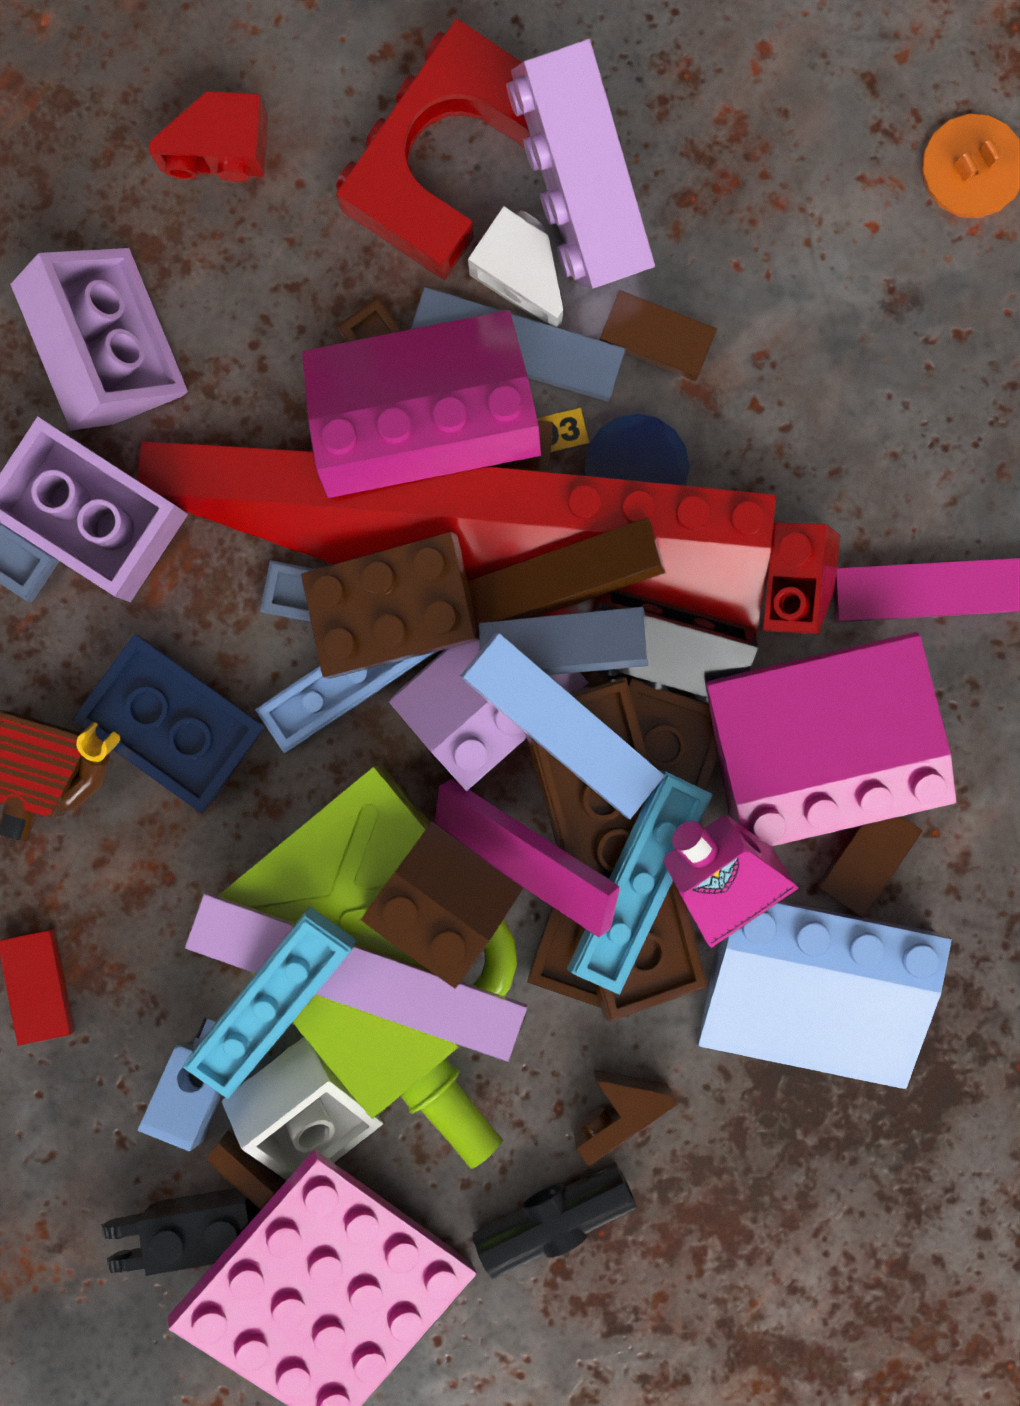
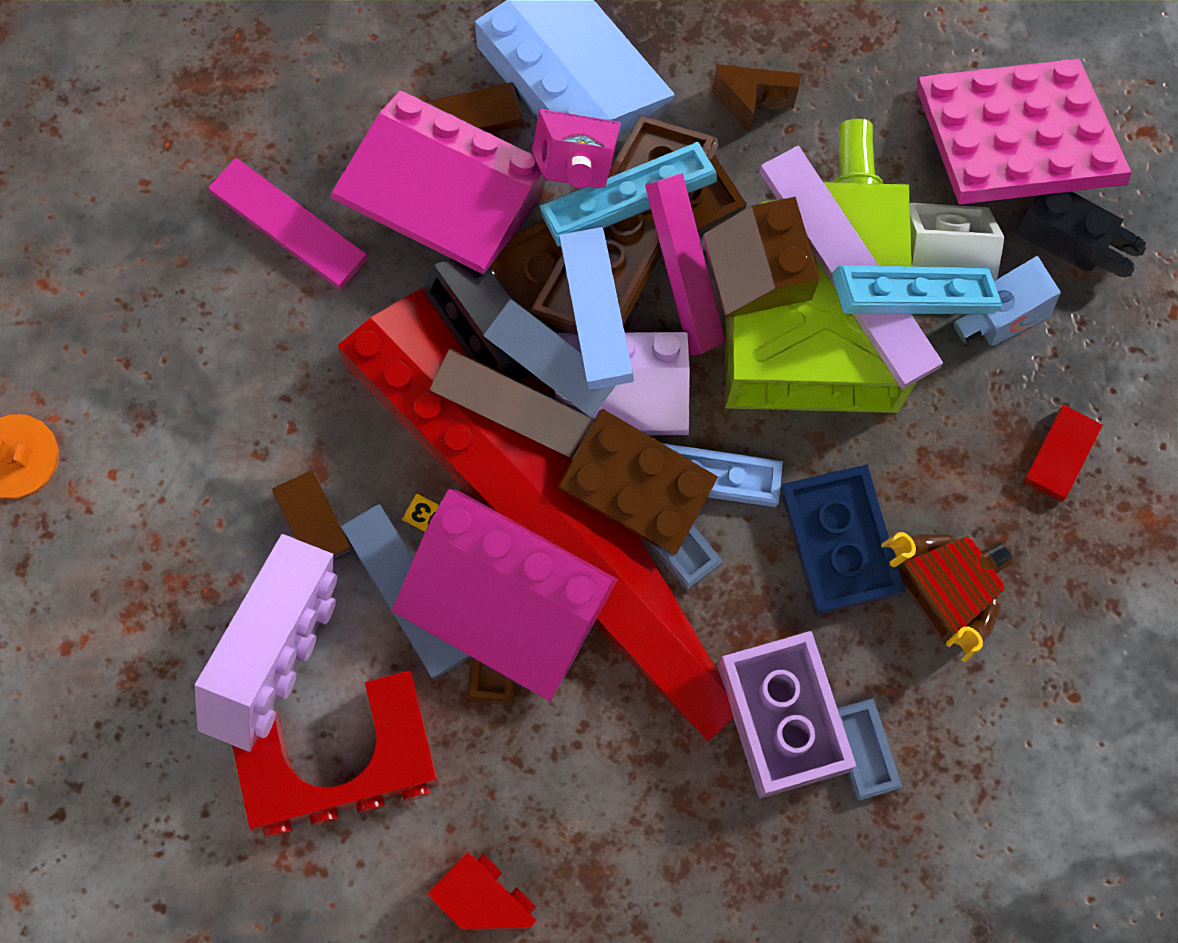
camera: 145 degrees left, 15 degrees down
(97, 335) = (679, 831): lavender slope -> none
(244, 1171) = (1012, 223): reddish brown tile -> none
(519, 265) = (357, 634): white slope -> none
(553, 1221) = (847, 67): black piece -> none
(638, 450) = (395, 457): clear blue tile -> none
(800, 577) = (368, 289): red slope -> none

